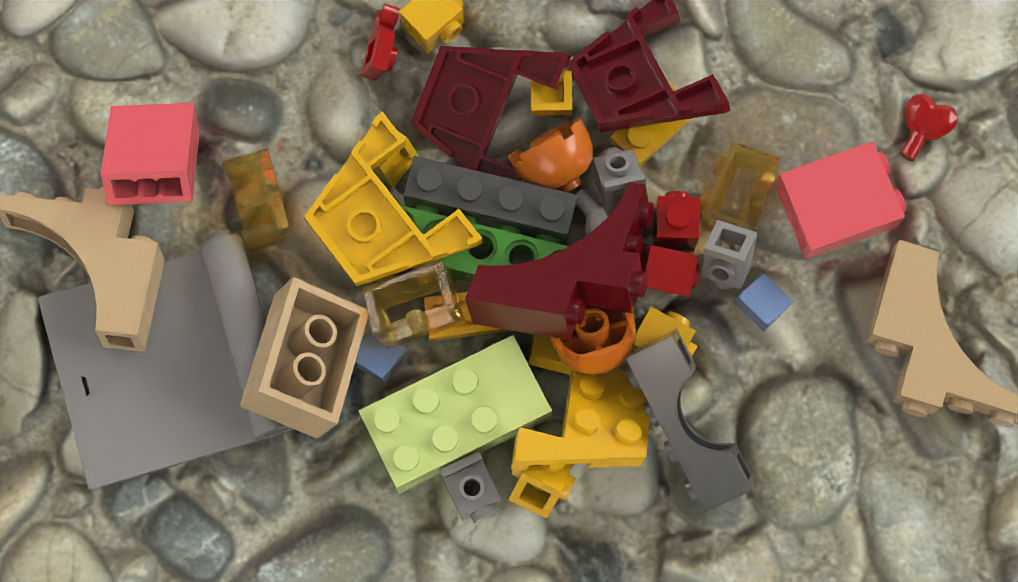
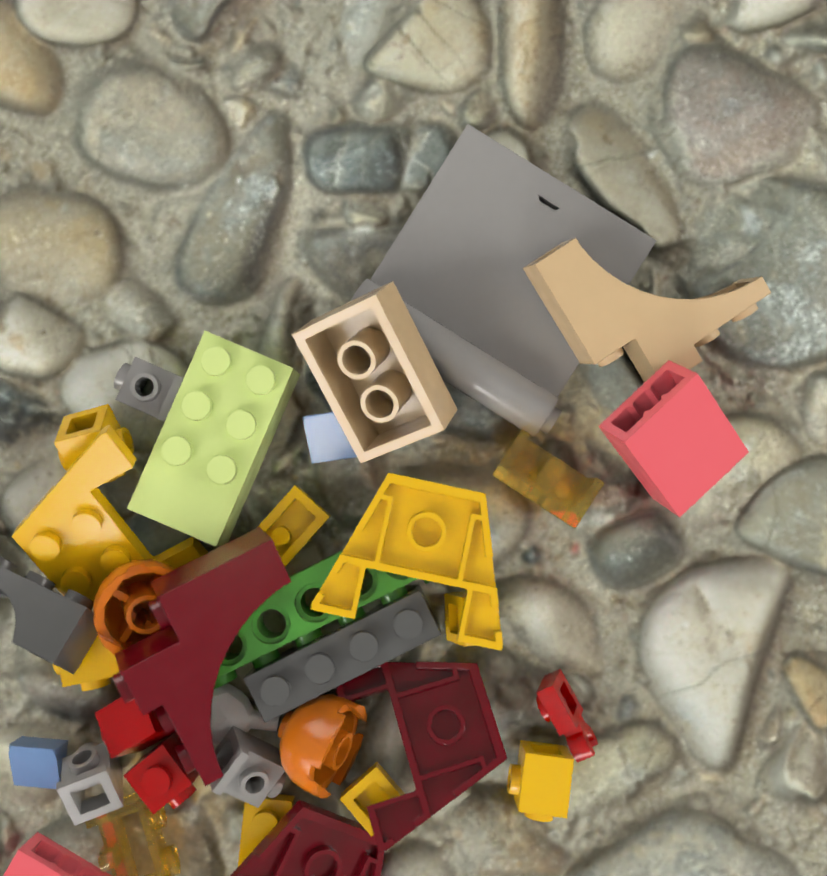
camera: 145 degrees right, 10 degrees up
(394, 290) = (337, 532): clear yellow window -> none

